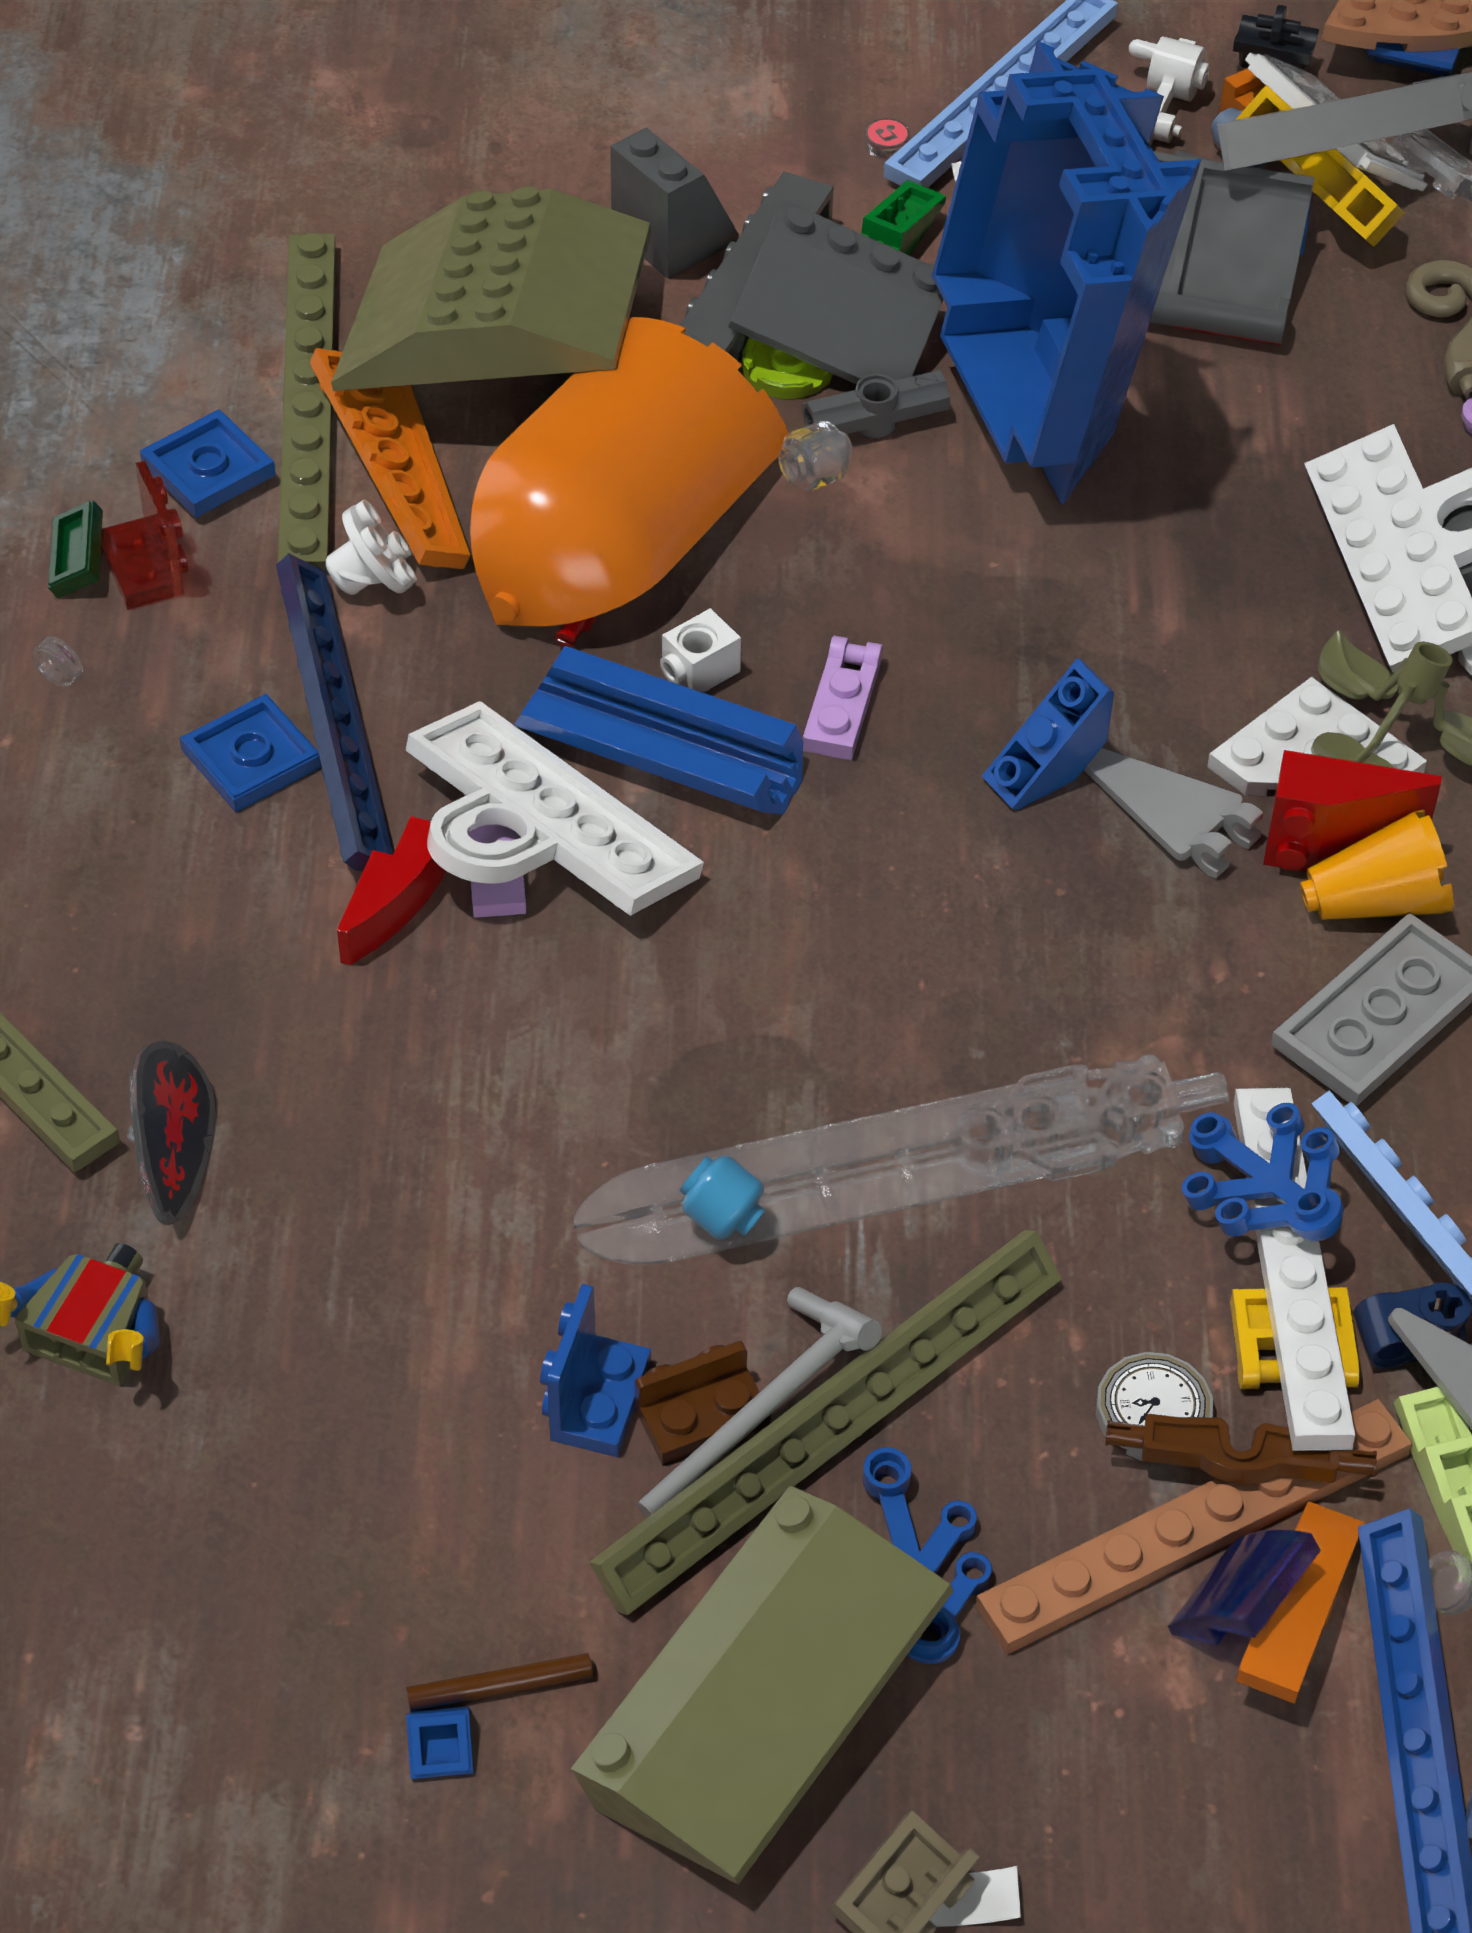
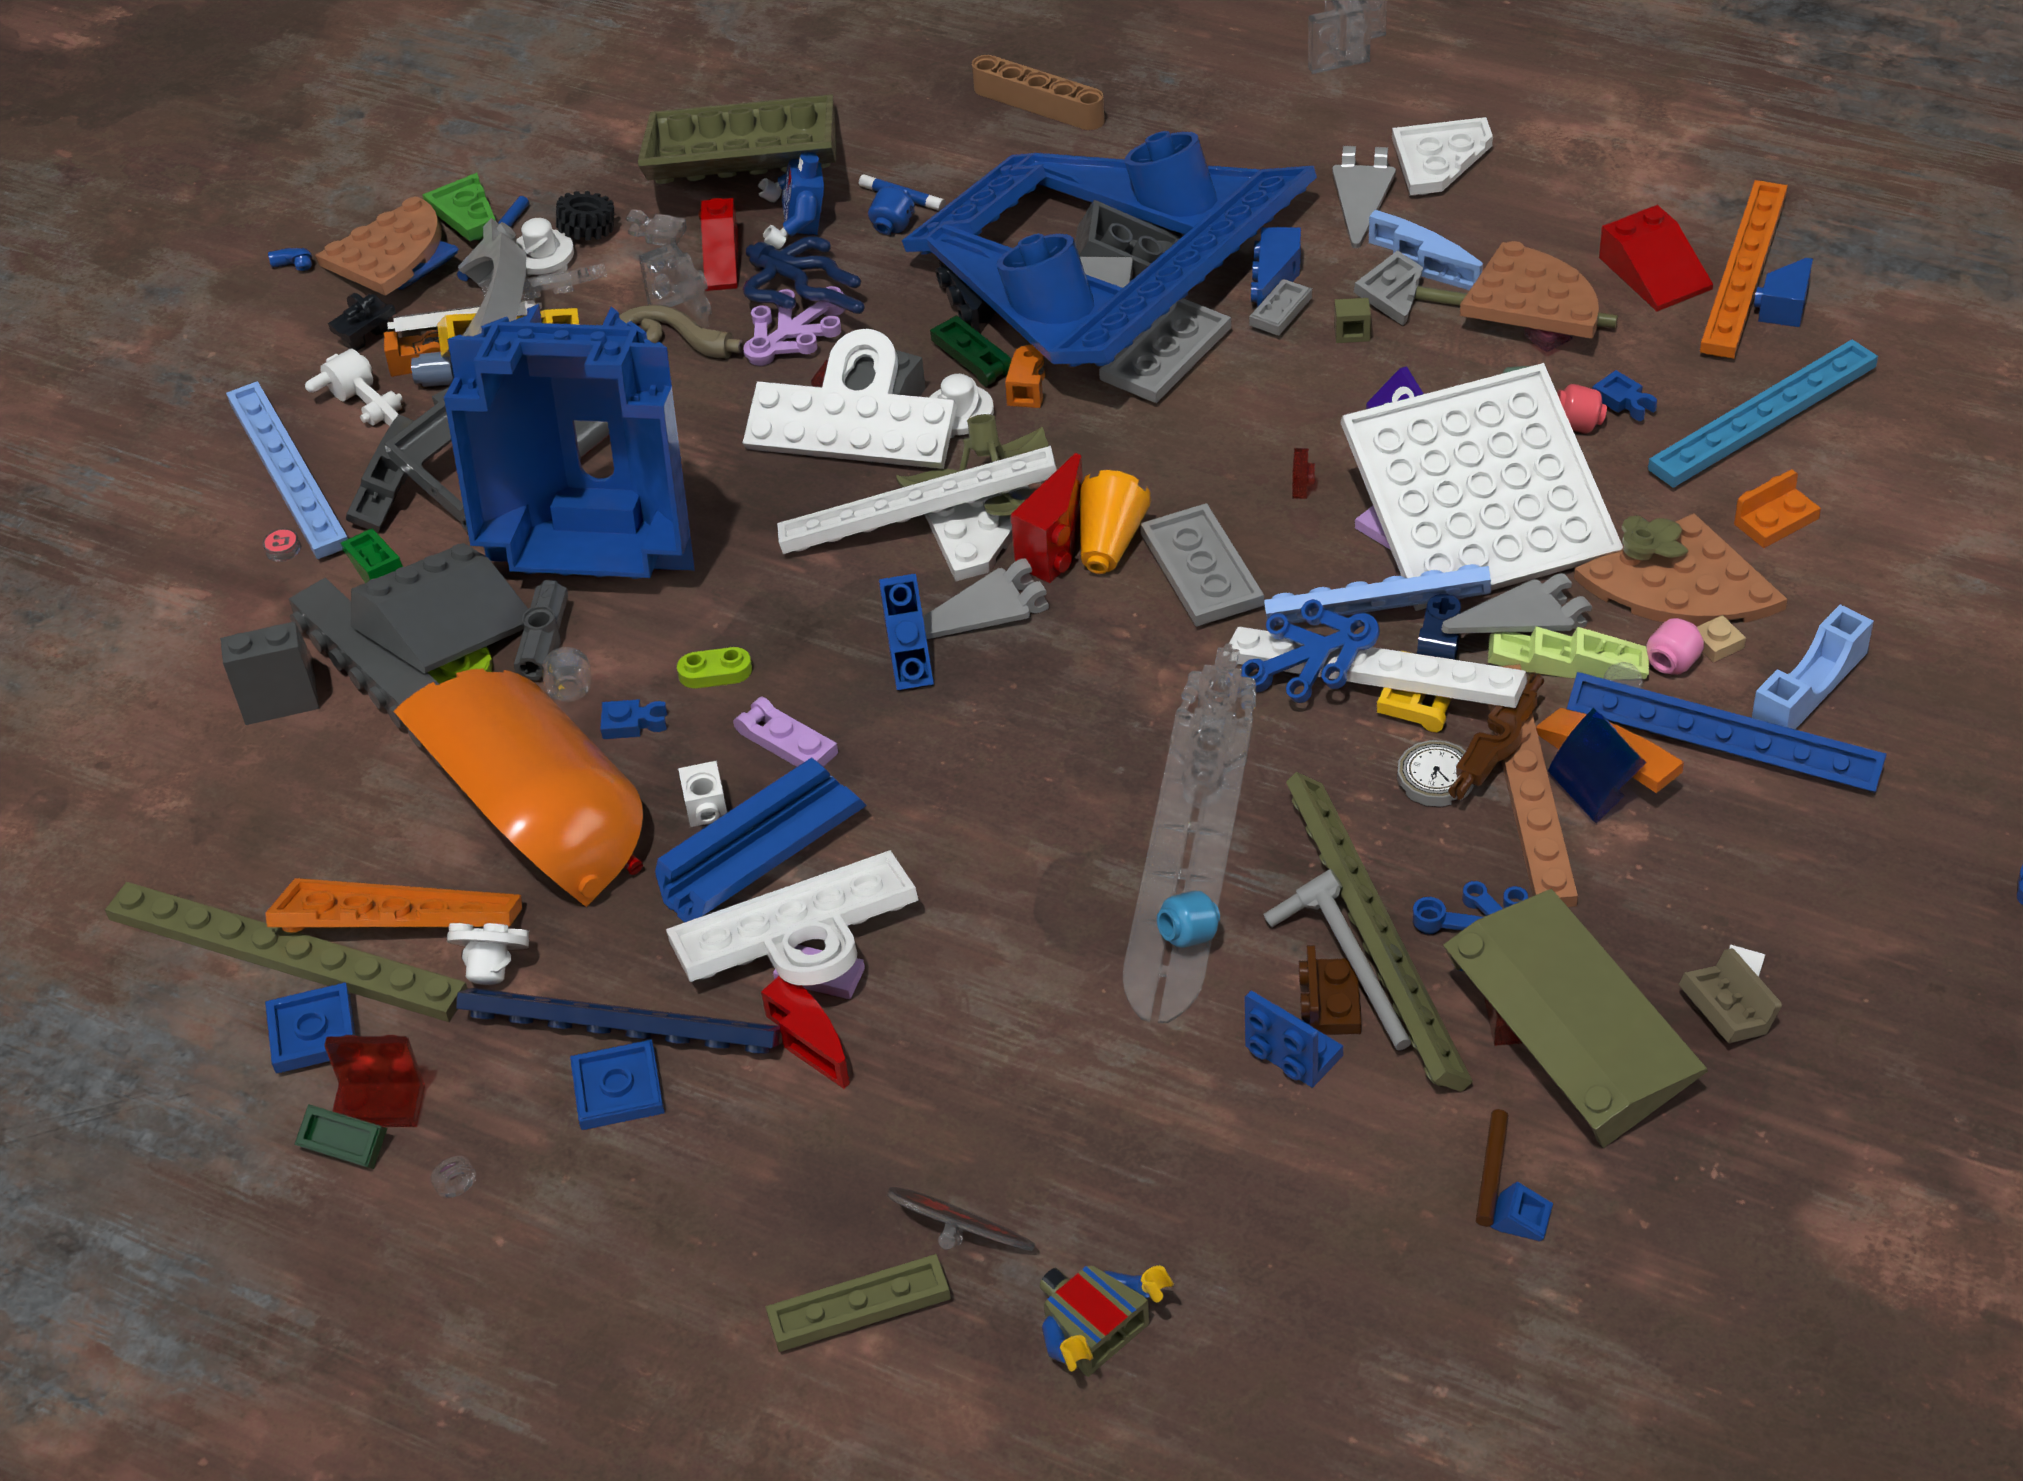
camera: 60 degrees left, 5 degrees down
(497, 292) = (294, 792): olive slope -> none
(793, 541) = (627, 718): none -> blue plate
(917, 588) = (714, 667): none -> lime plate
(1292, 663) = (916, 500): none -> white plate

